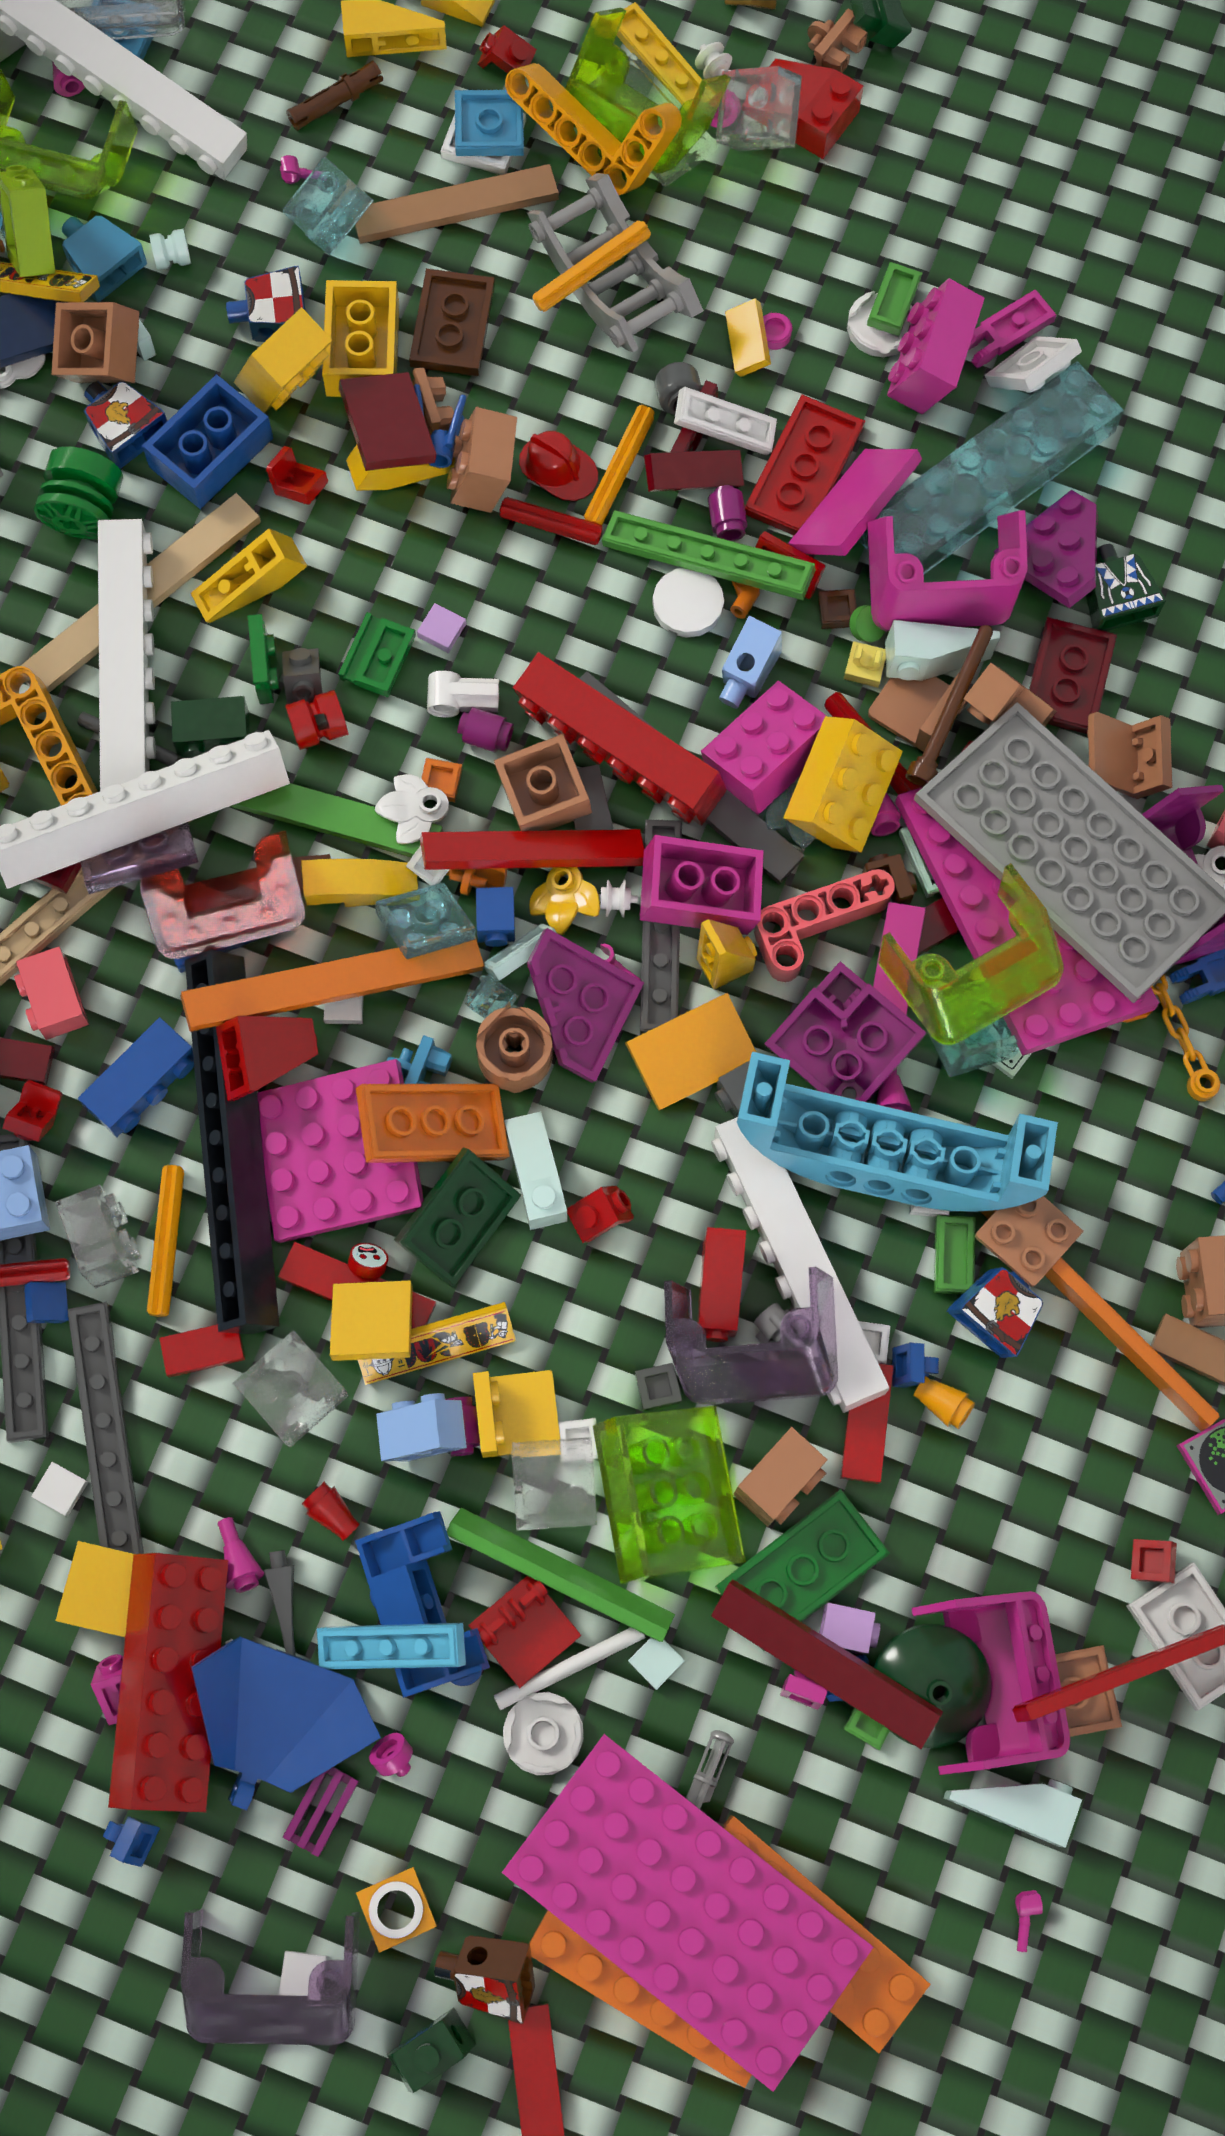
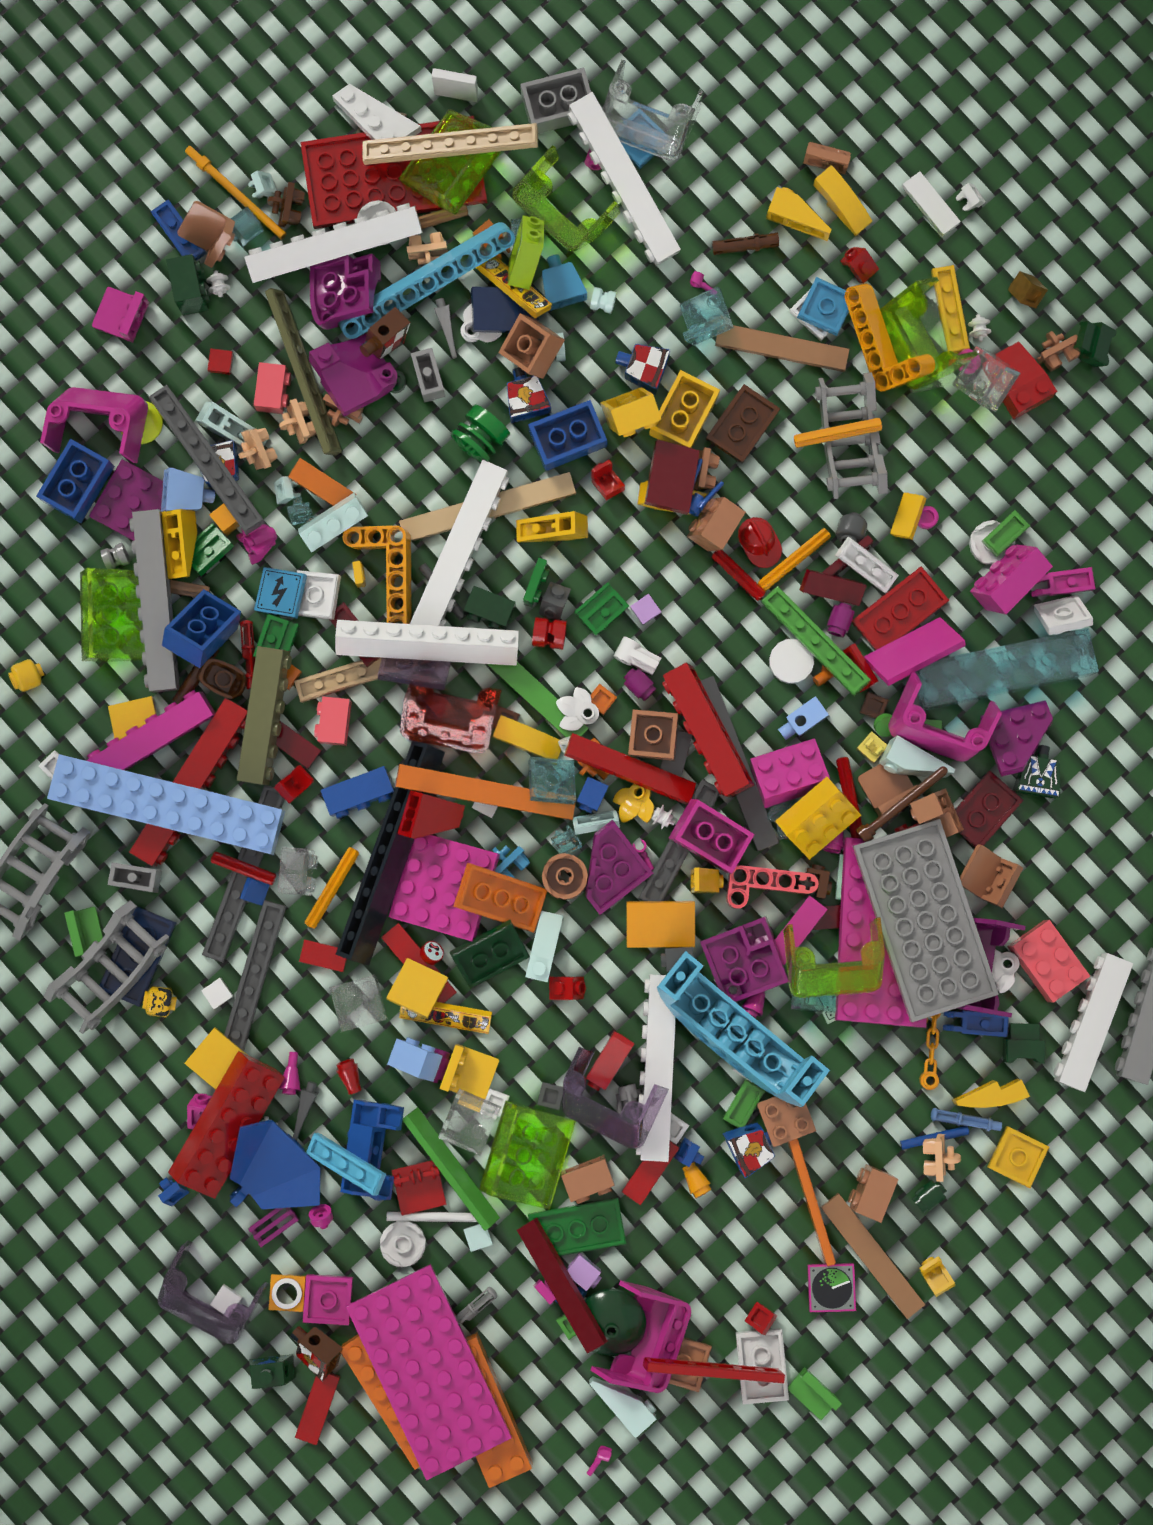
camera: 30 degrees right, 10 degrees up
(467, 1885) = (327, 1299): none -> dark pink plate

